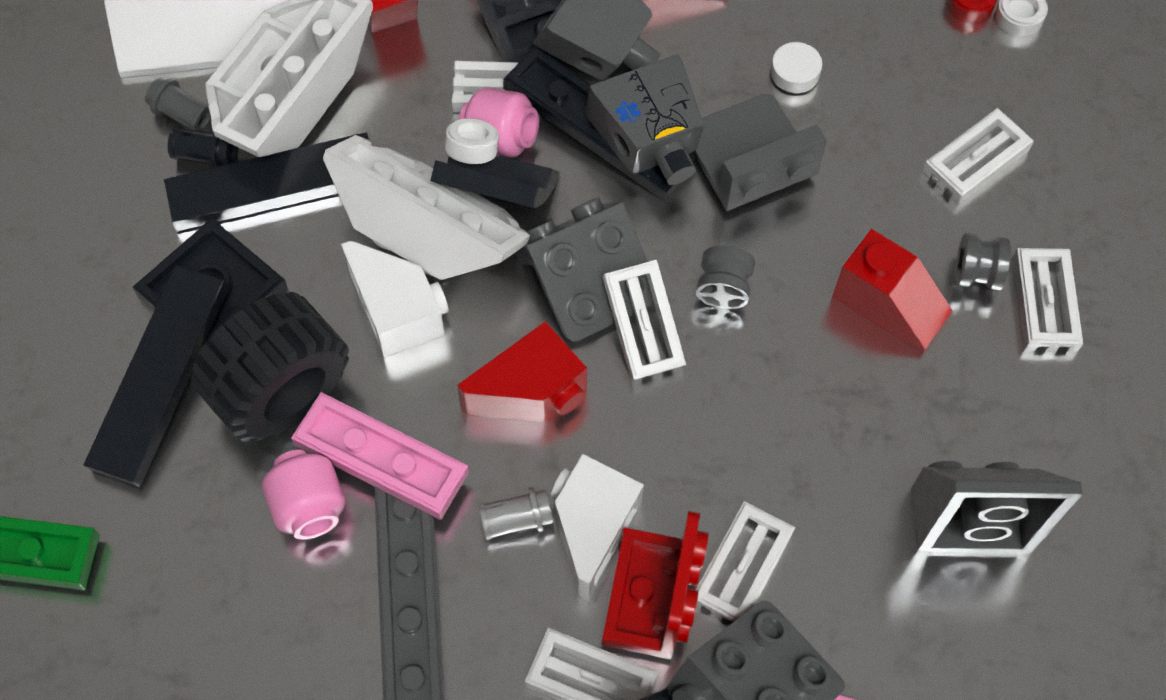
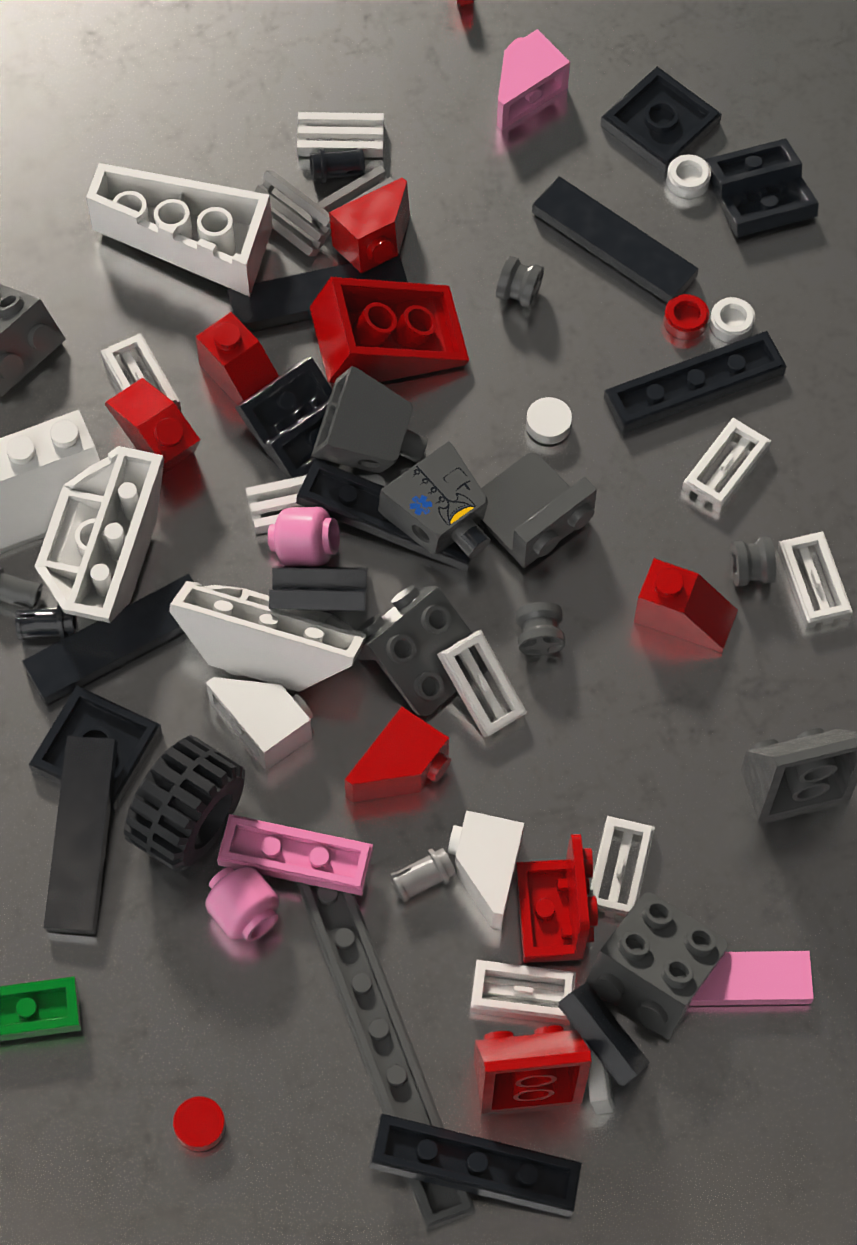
camera: 15 degrees left, 0 degrees up
(471, 141) = (290, 563): white tile -> none
(965, 64) = (694, 382): none -> black tile

